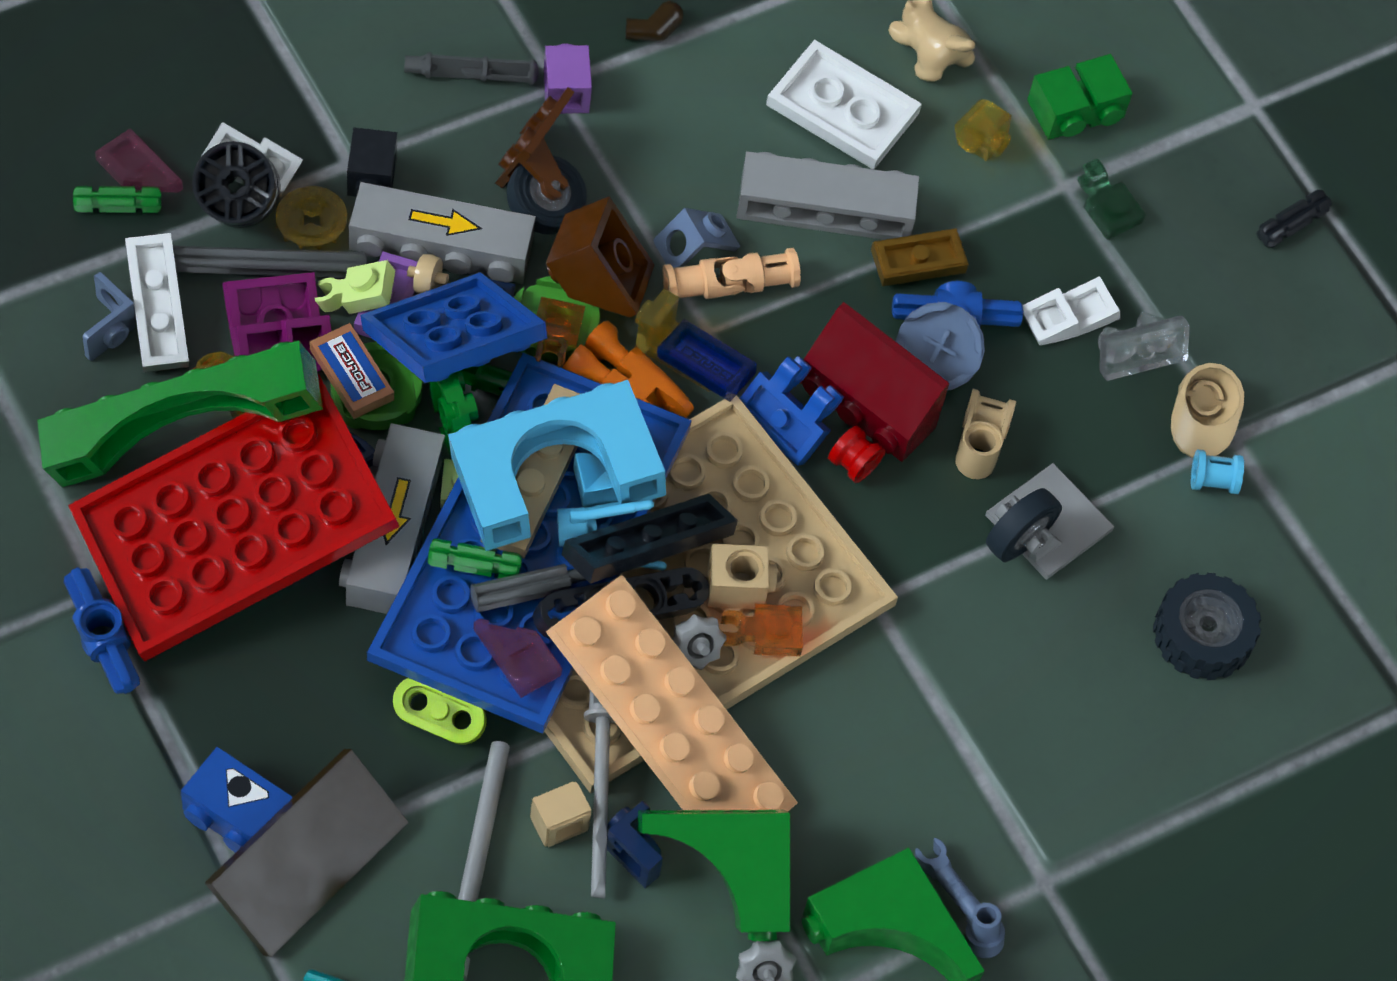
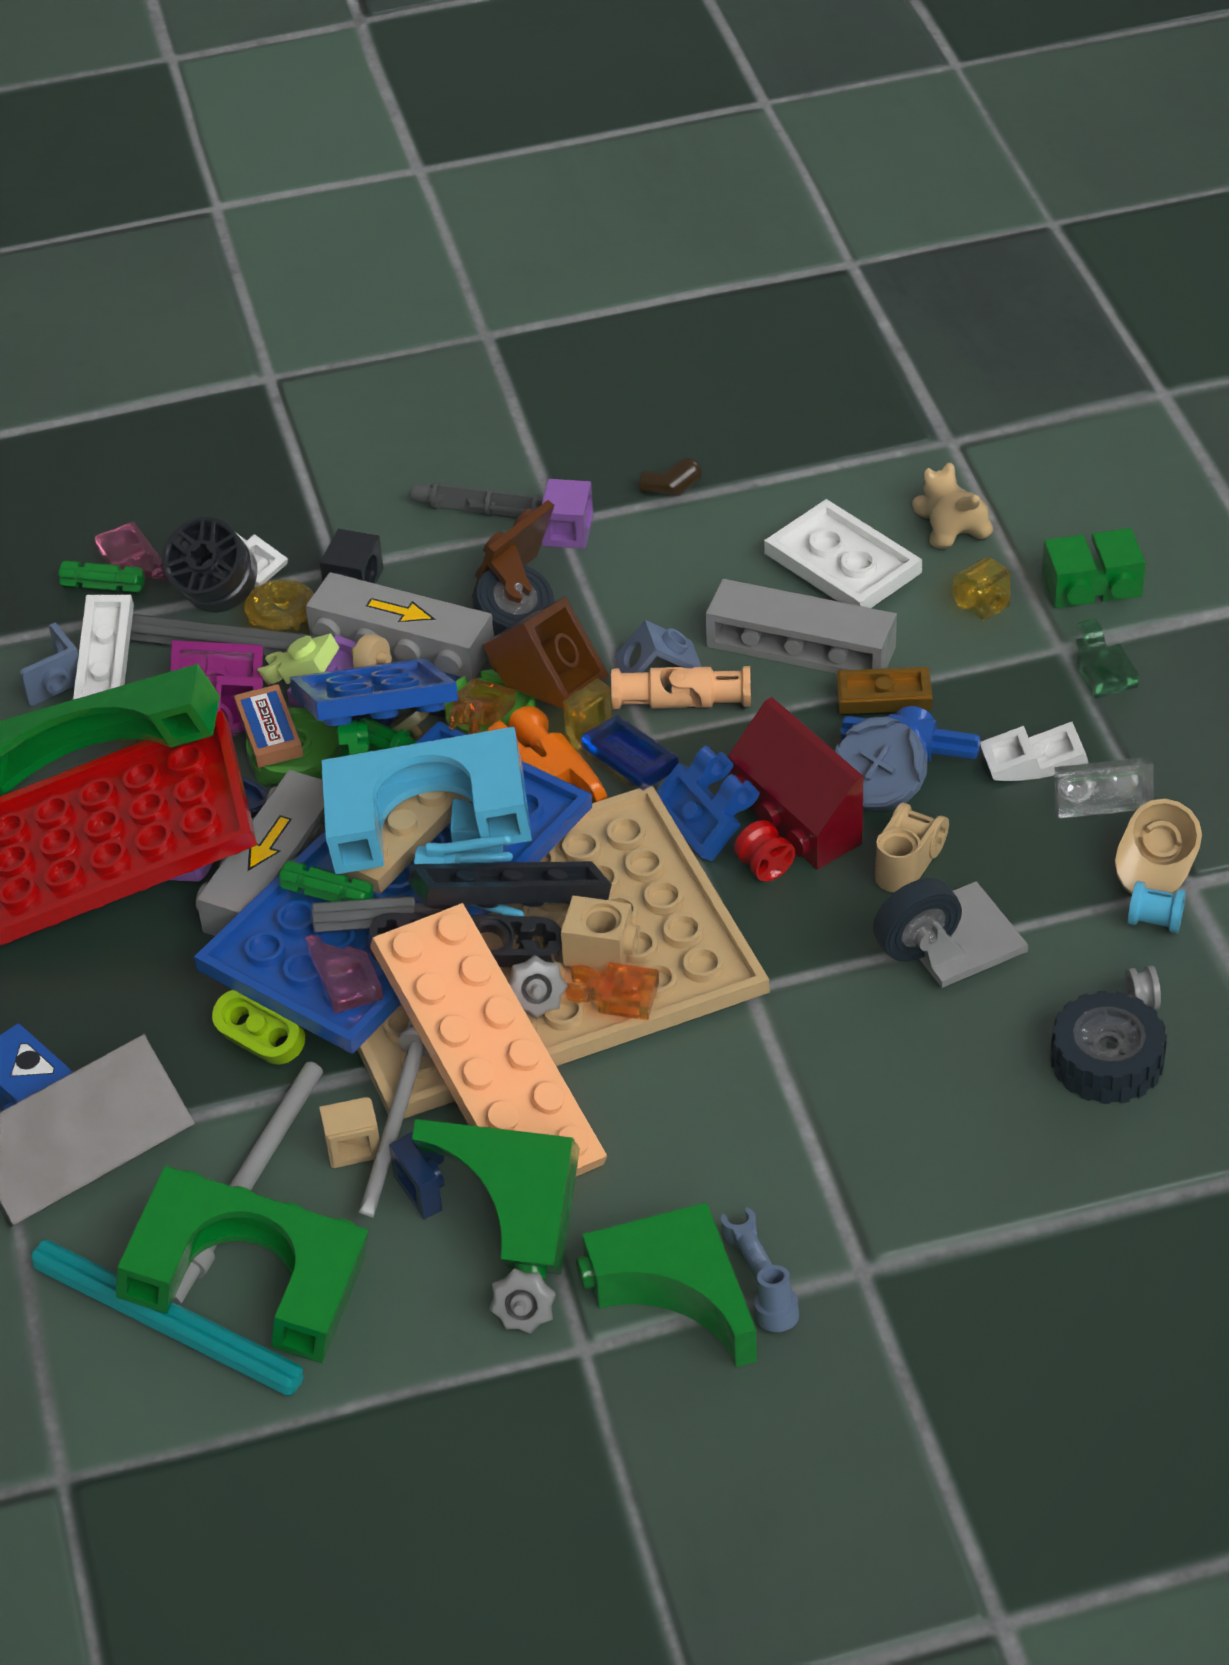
camera: 25 degrees right, 15 degrees down
(1224, 560) = (1144, 986): none -> light grey bush

